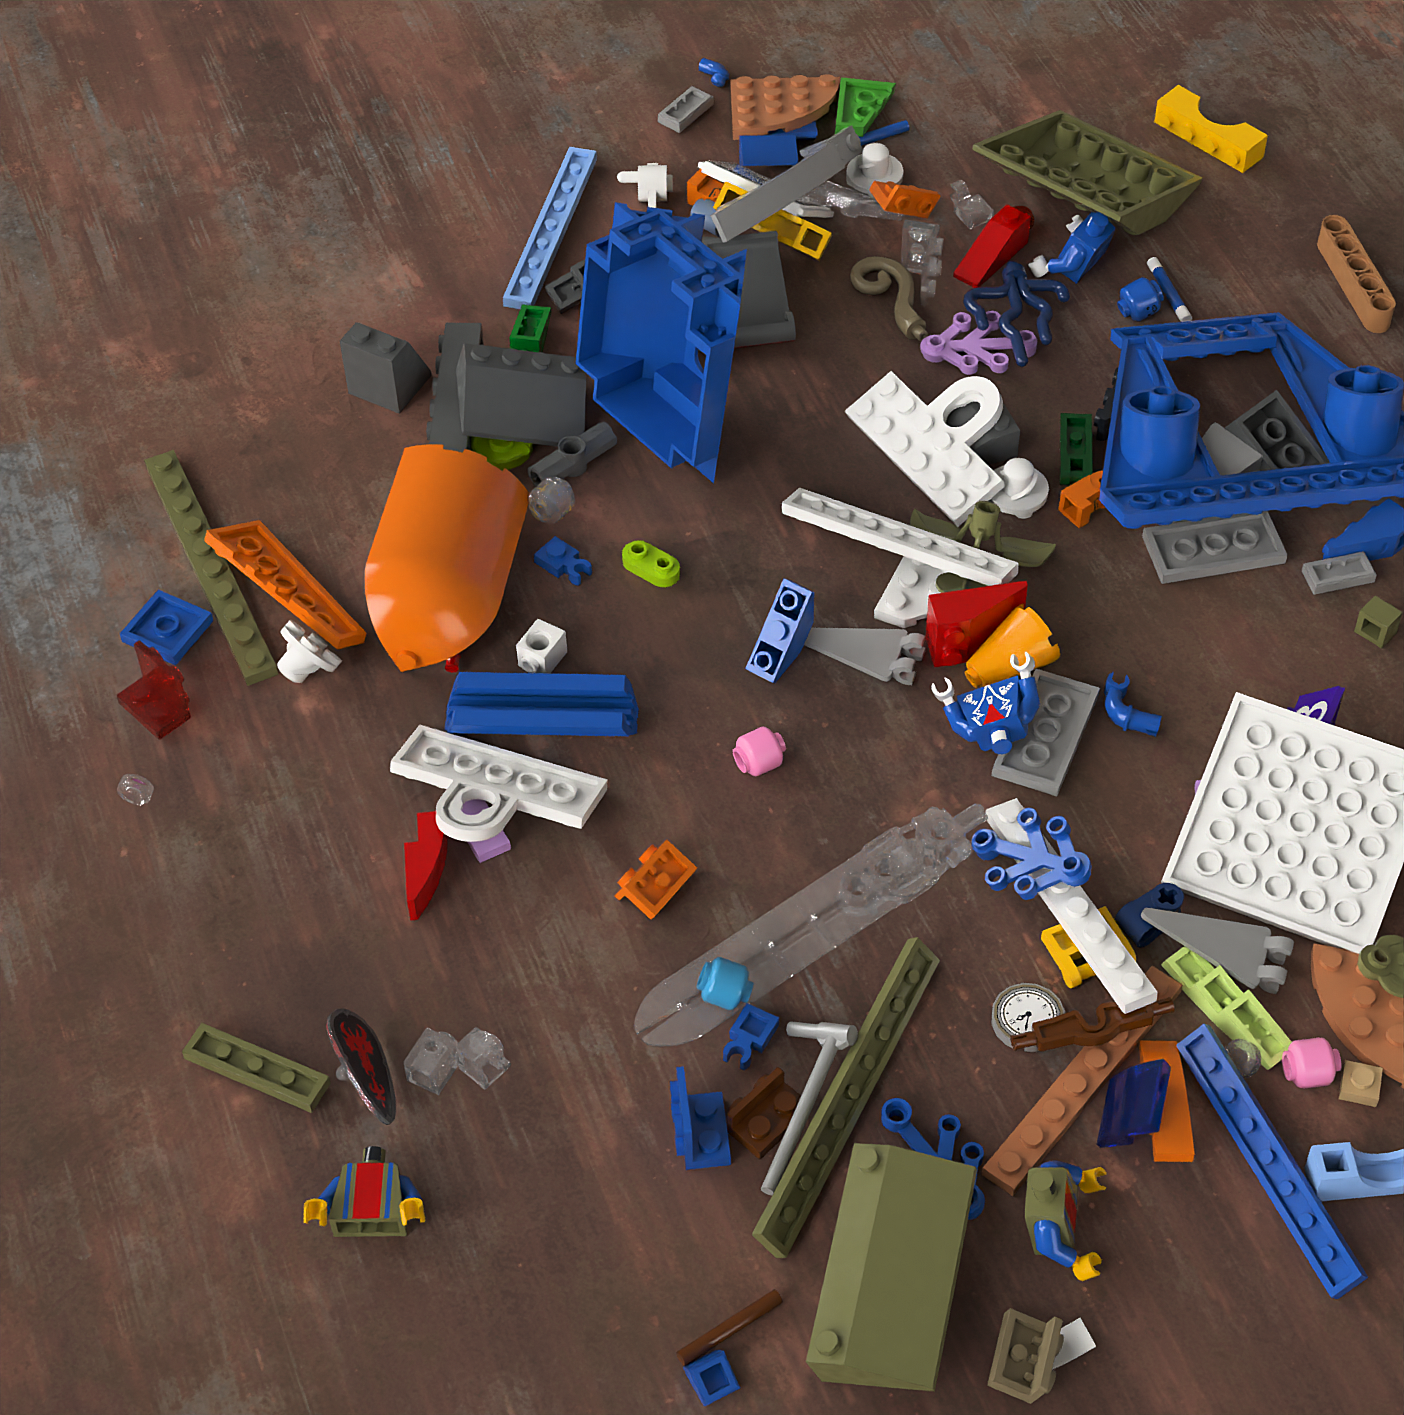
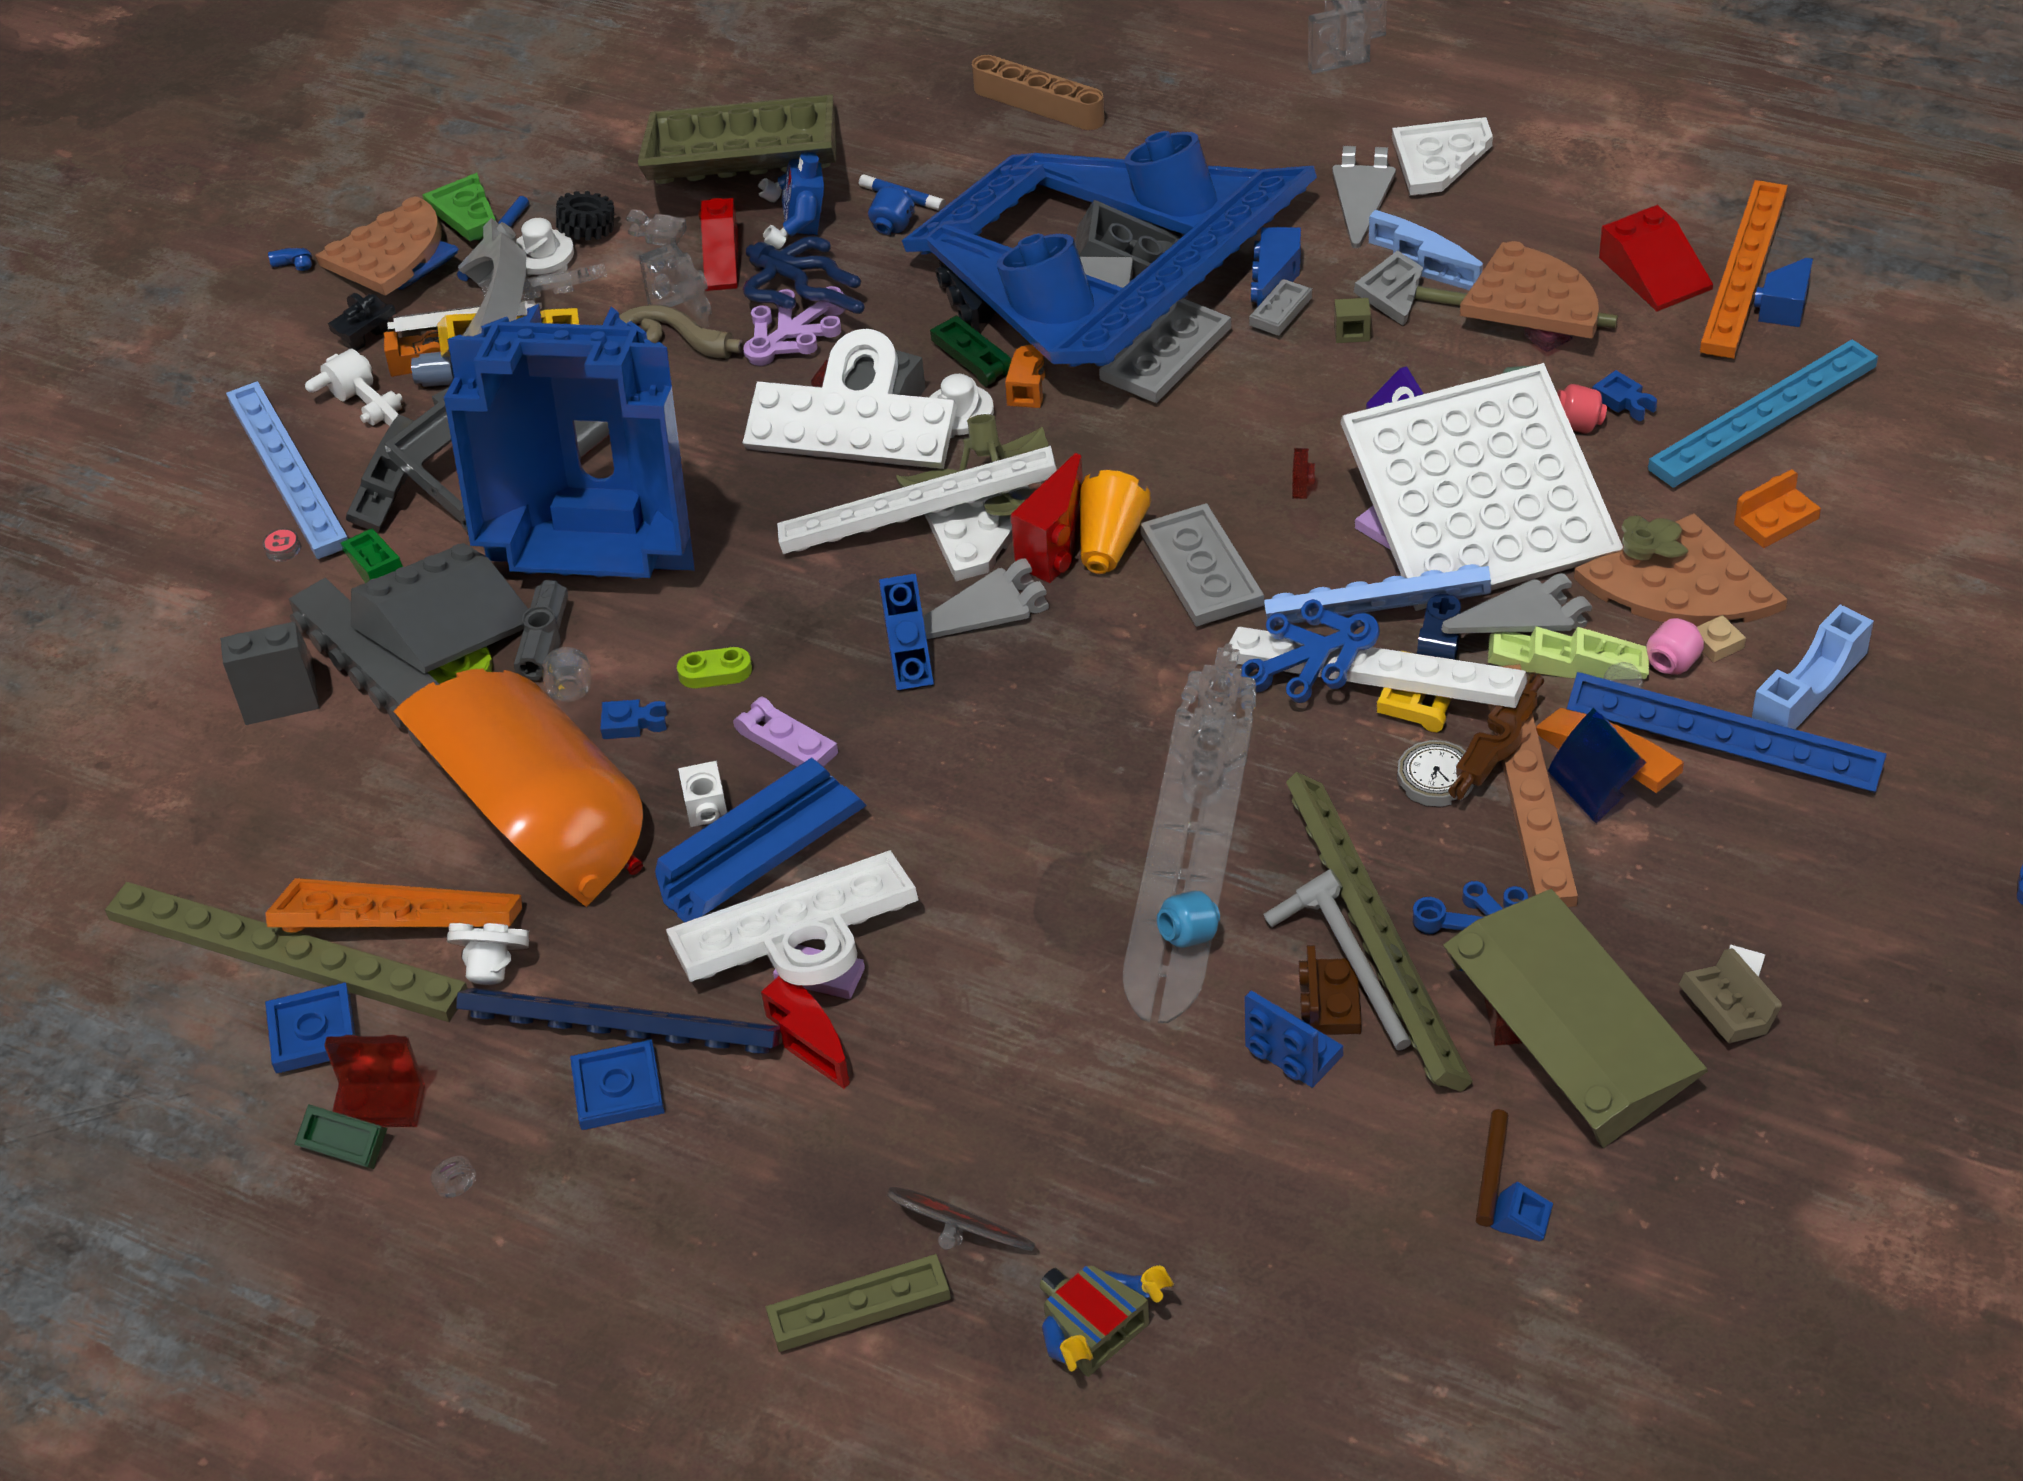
camera: 40 degrees left, 5 degrees down
(108, 711) = (340, 1136): none -> dark green tile
(287, 806) = (616, 1084): none -> blue tile
(331, 763) = (604, 1017): none -> dark blue plate
(432, 1060) = (1011, 1171): clear brick -> none
(485, 1053) = (1051, 1122): clear brick -> none
(493, 280) = (281, 545): none -> tile
(639, 648) = (784, 735): none -> lavender plate
(656, 879) = (1023, 893): orange bracket -> none
(685, 109) = (301, 302): light grey plate -> none
(703, 147) = (361, 317): none -> black hips
(750, 1031) = (1245, 943): blue plate -> none
(759, 751) = (991, 739): bright pink head -> none
(767, 150) = (425, 287): blue slope -> none
(904, 199) = (603, 251): orange bracket -> none
(927, 163) = (584, 215): none -> black tyre
(995, 712) = (1153, 572): blue torso -> none
(1053, 1210) = (1636, 885): torso -> none
(1127, 716) = (1245, 512): blue piece -> none
(1144, 857) = (1389, 594): none -> light blue plate
(1196, 715) = (1302, 473): none -> clear red plate
(1233, 144) = (826, 57): yellow arch -> none

